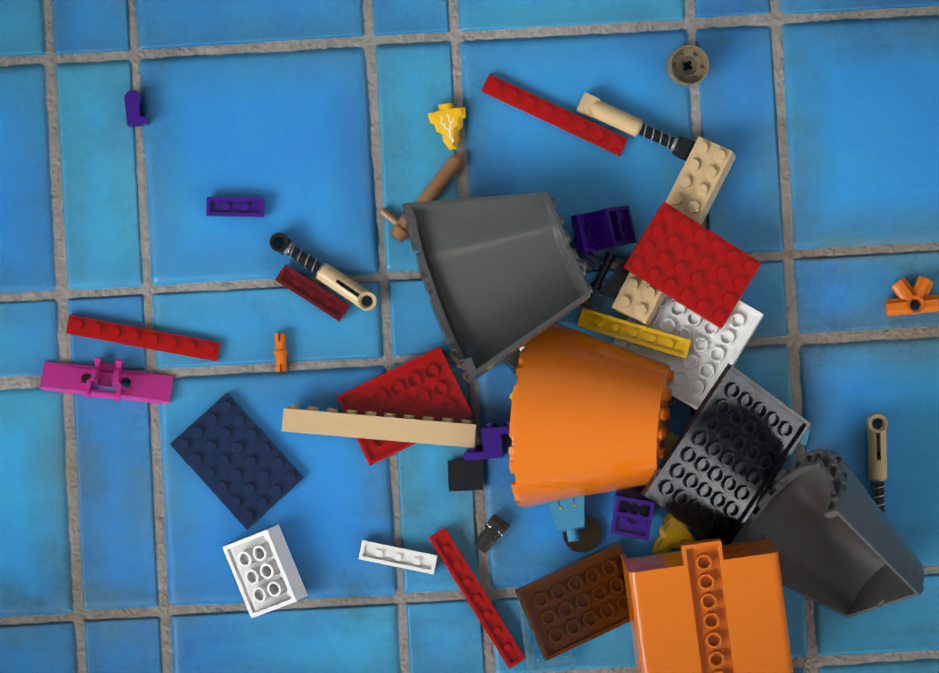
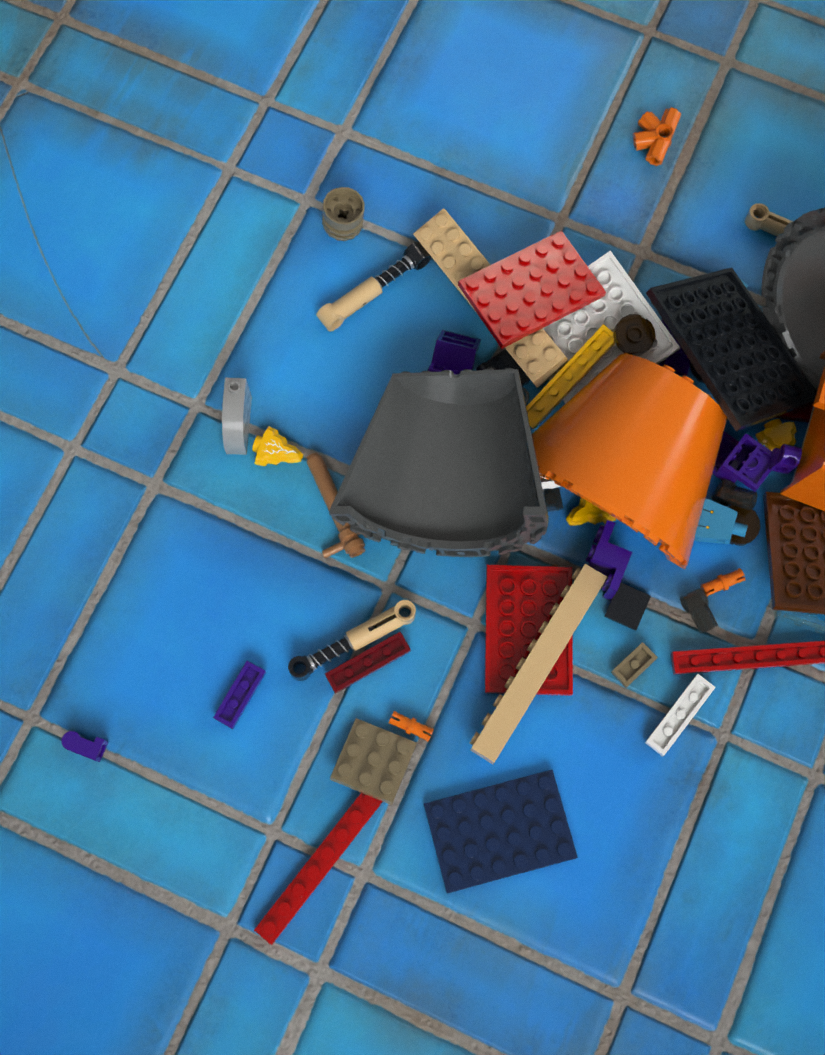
camera: 65 degrees left, 15 degrees down
(143, 386) = (322, 968): dark pink piece -> none
(238, 337) = (373, 761): none -> dark tan plate
(265, 571) = (632, 861): white slope -> none
(419, 502) = (634, 665): none -> dark tan plate
(456, 78) = (236, 415): none -> light grey brick
(524, 542) = (723, 582): none -> orange pin
(554, 115) = (321, 353): red plate -> none
(602, 515) = (729, 493): none -> clear smoke piece
(644, 543) = (785, 458): none -> dark purple leg
(693, 370) = (634, 334): none -> dark brown tile

